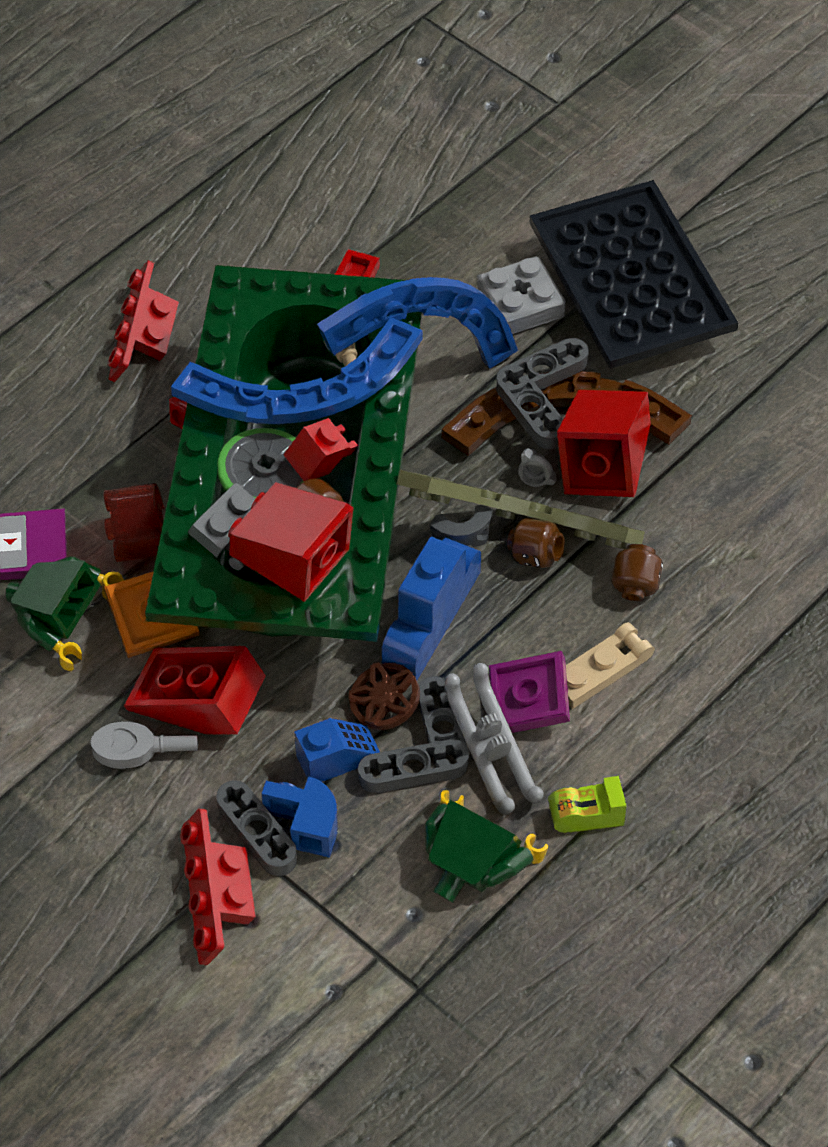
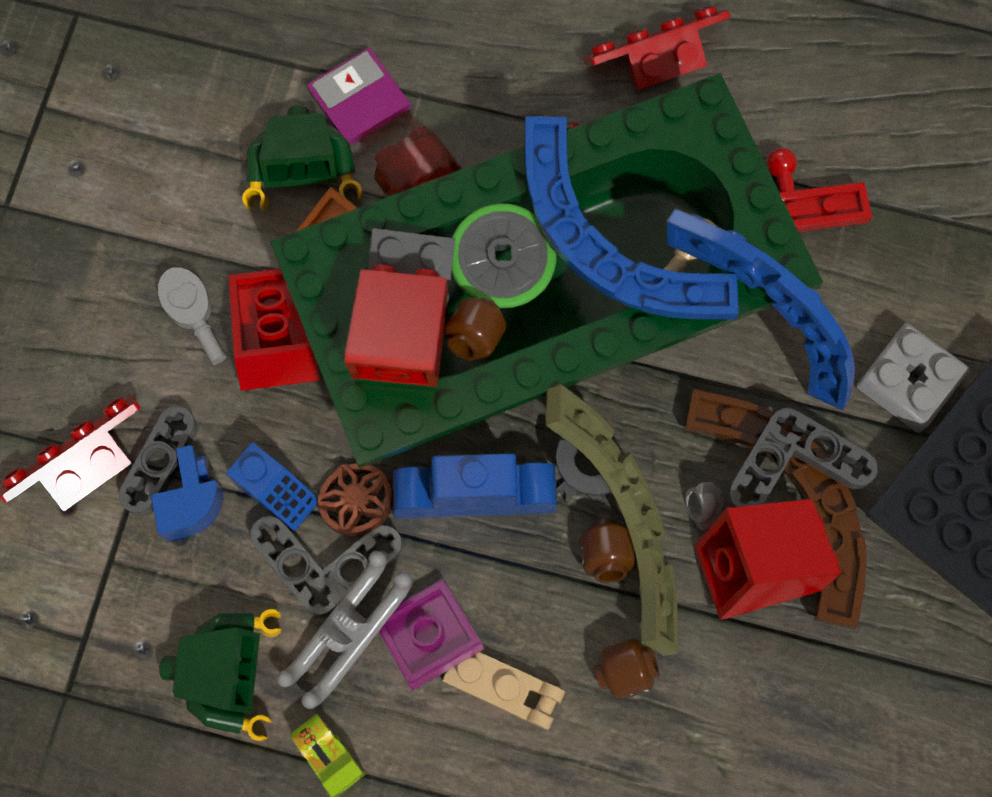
camera: 60 degrees right, 20 degrees up
(318, 449) = (540, 295): red brick -> none

